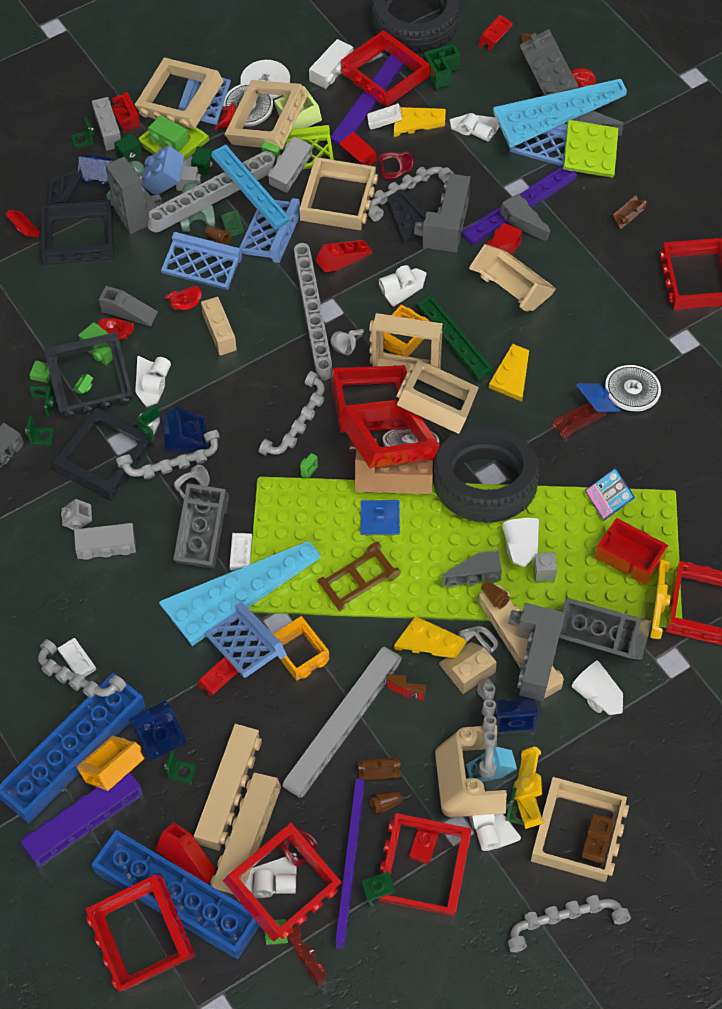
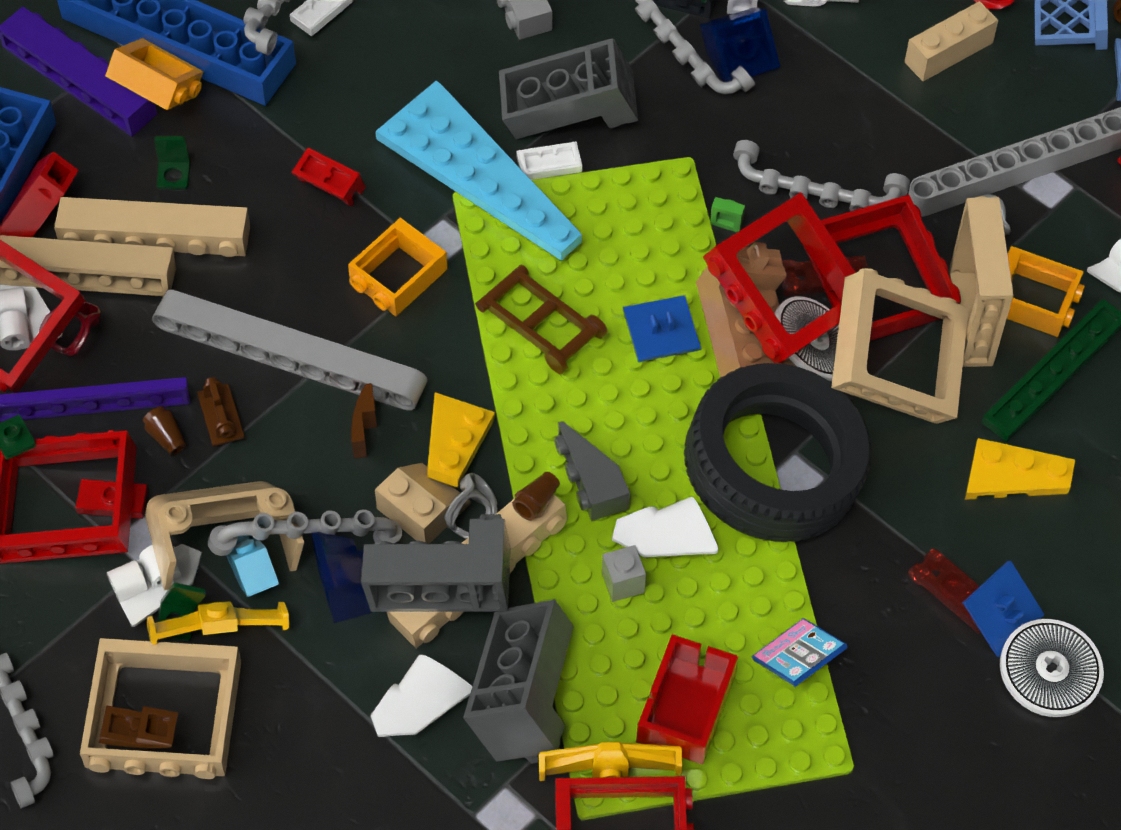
camera: 75 degrees right, 0 degrees up
(158, 730) = (226, 124): clear blue slope -> none
(197, 472) = (666, 76): light grey piece -> none
(257, 632) = (394, 200): medium blue fence -> none

